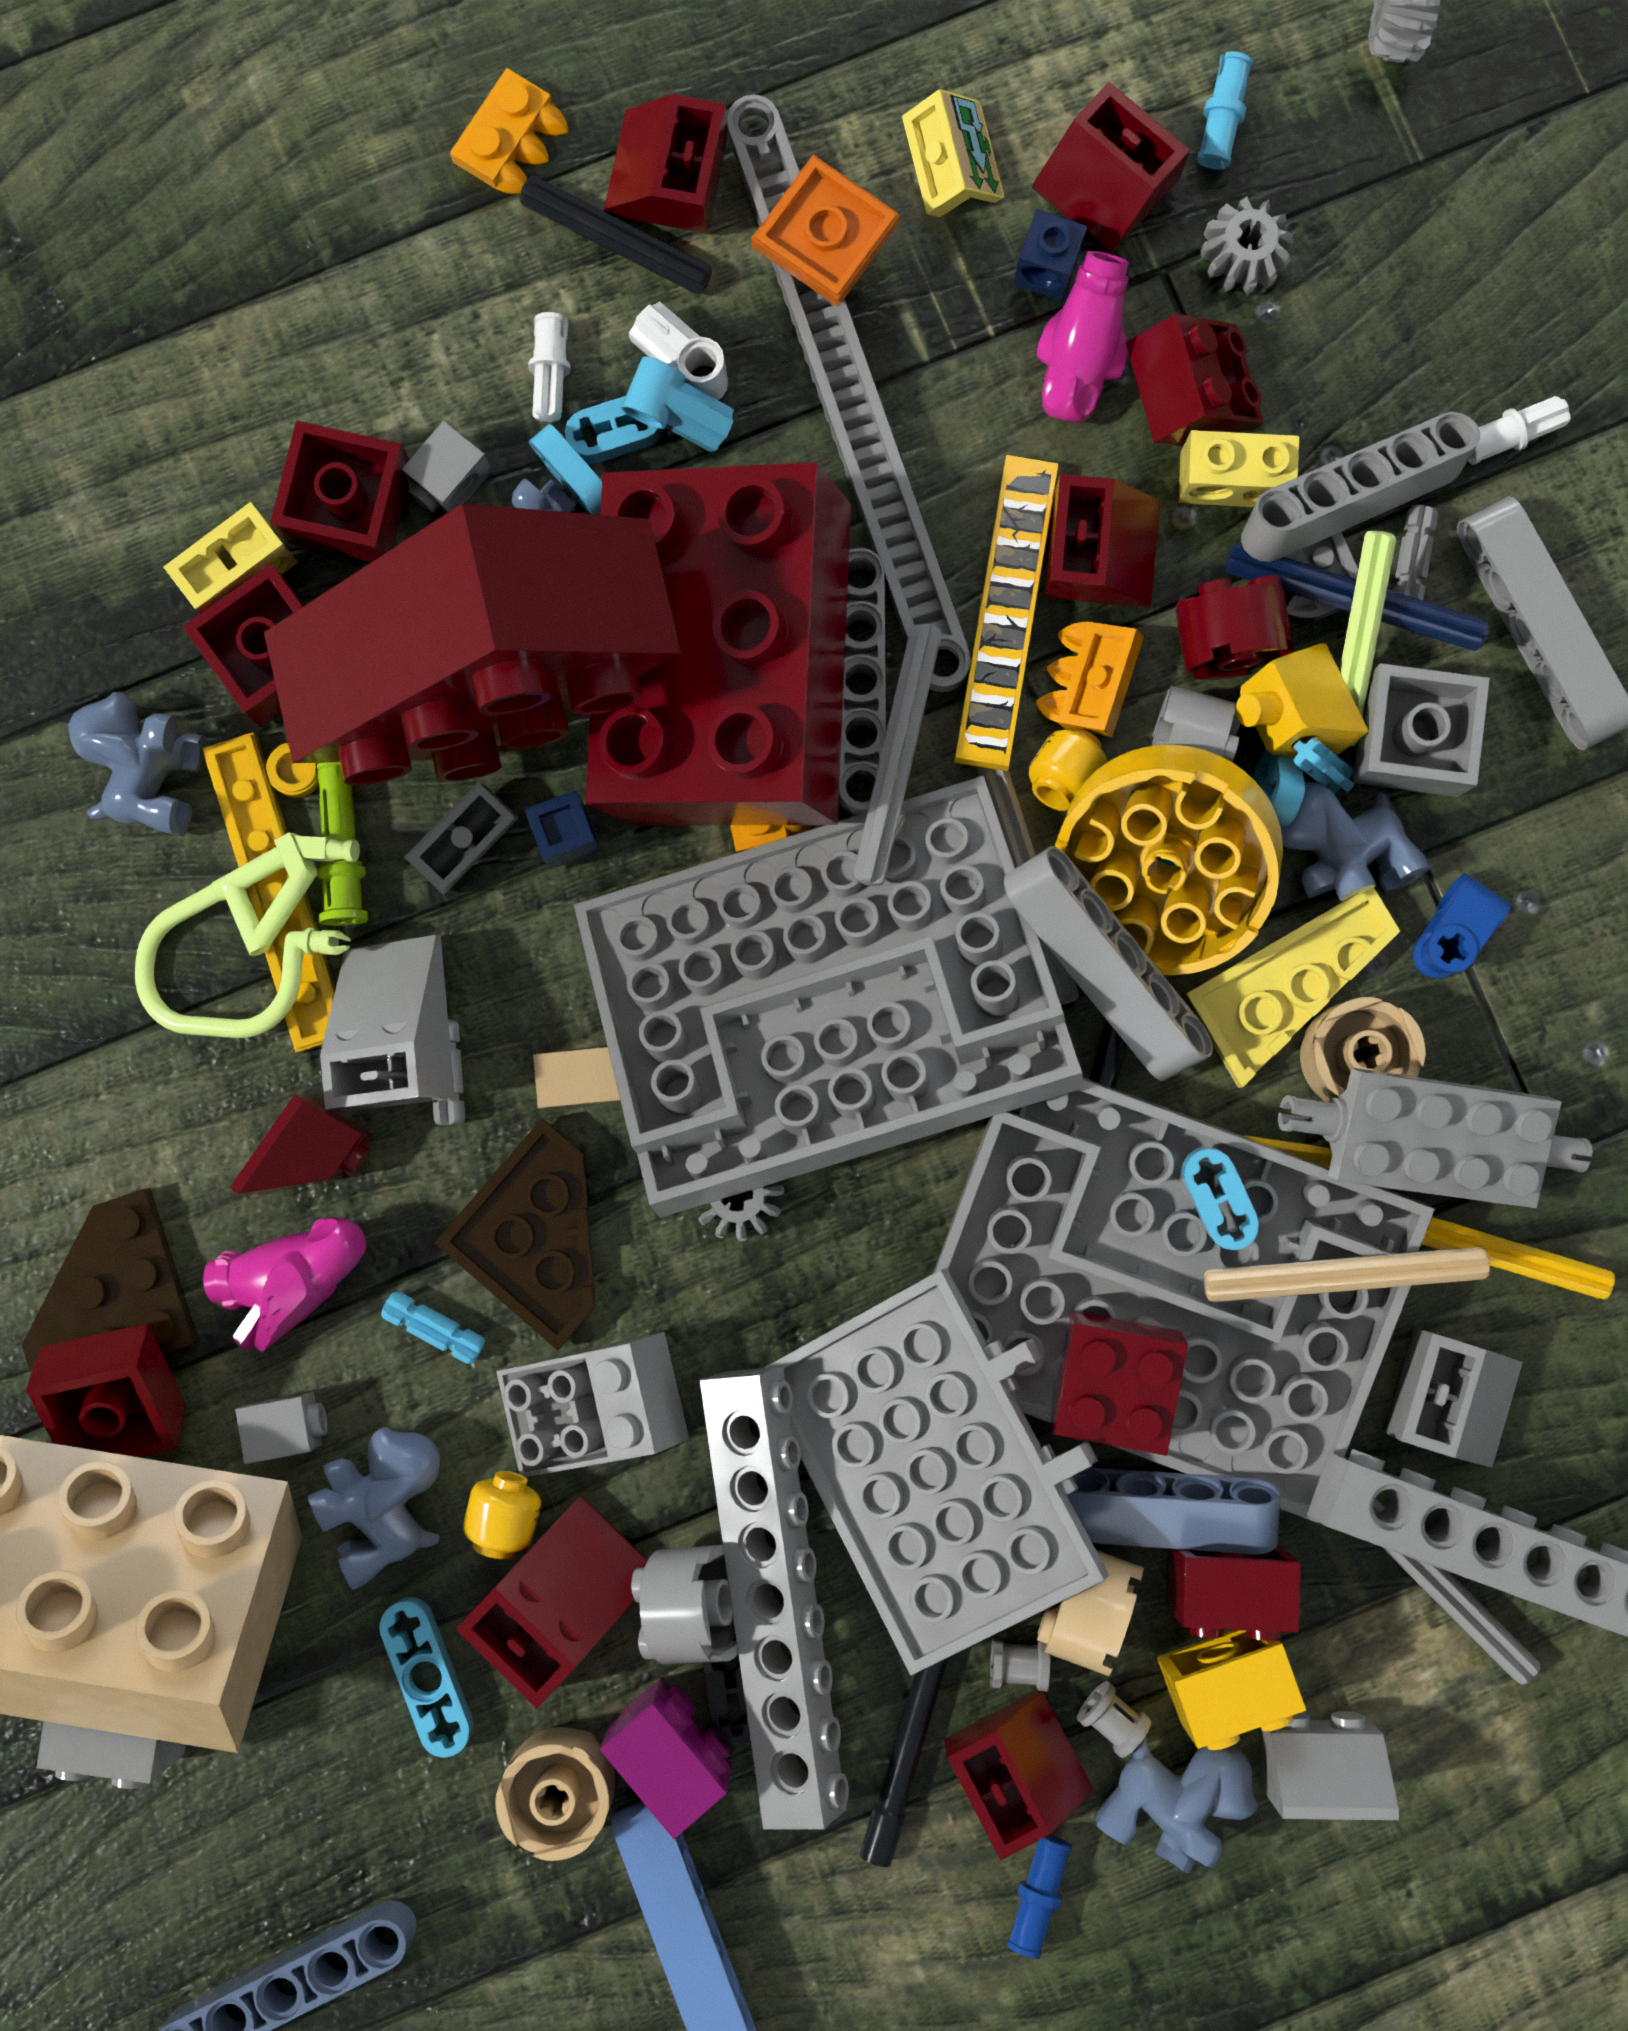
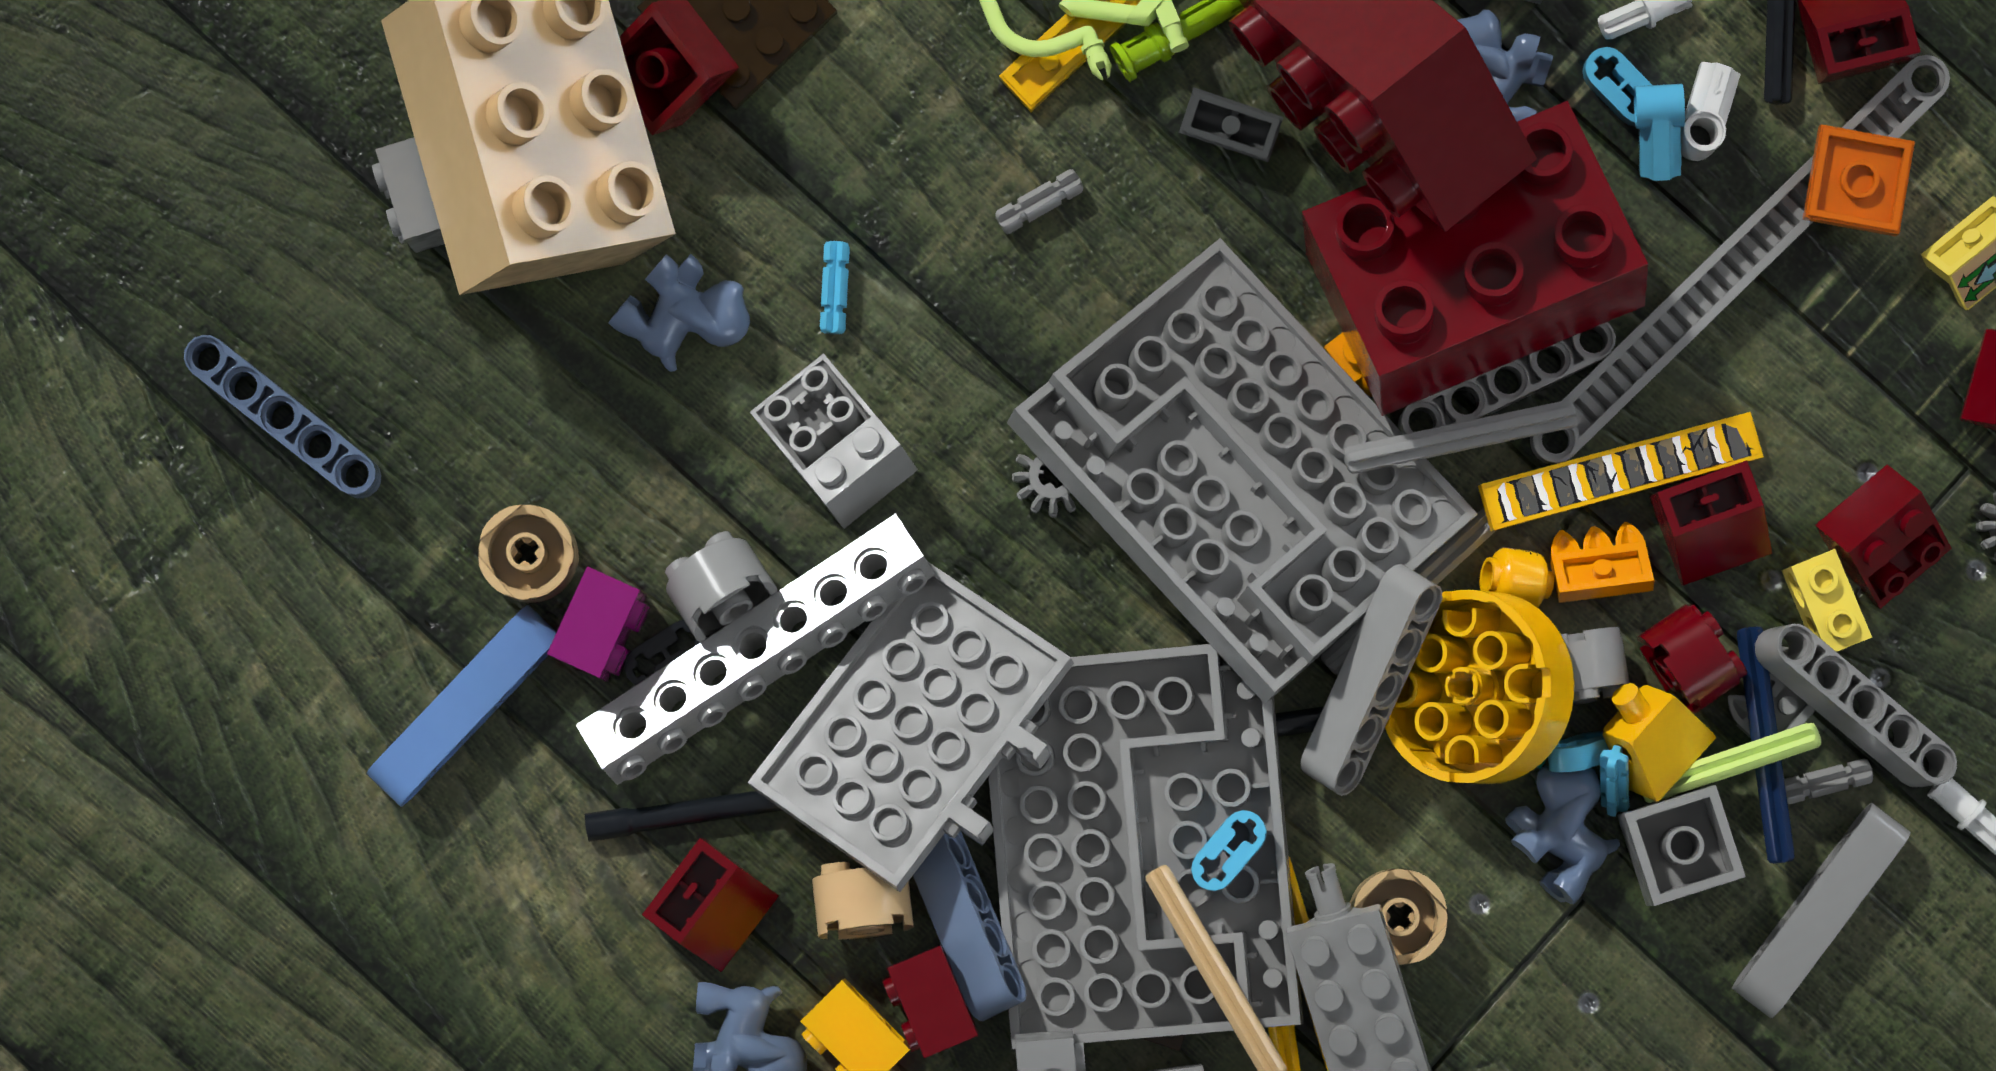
camera: 60 degrees right, 0 degrees up
(281, 1427) = (704, 207): light grey brick -> none
(284, 1278) = (820, 153): dark pink animal -> none
(304, 1149) = (927, 122): dark red slope -> none
(388, 1028) = (1054, 140): light grey slope -> none
(454, 1709) = (596, 393): medium azure beam -> none
(502, 1515) = (717, 410): yellow head -> none
(532, 1235) = (943, 330): dark brown plate -> none
(555, 1602) = (672, 483): dark red slope -> none
(563, 829) = (1274, 202): dark blue brick -> none
(568, 468) = (1568, 67): medium azure beam -> none
(574, 1078) = (1082, 305): tan tile -> none
(1019, 1664) = (790, 868): light grey bush -> none
(1039, 1896) = (621, 966): blue pin -> none
(1049, 255) = (1930, 370): dark blue brick -> none
(1085, 339) = (1872, 431): dark pink animal -> none
(1114, 1719) = (783, 962): light grey bush -> none
(1119, 1383) = (1048, 835): dark red brick -> none
(1277, 990) = (1421, 831): light yellow wing -> none
(1462, 921) = (1544, 952): blue piece -> none

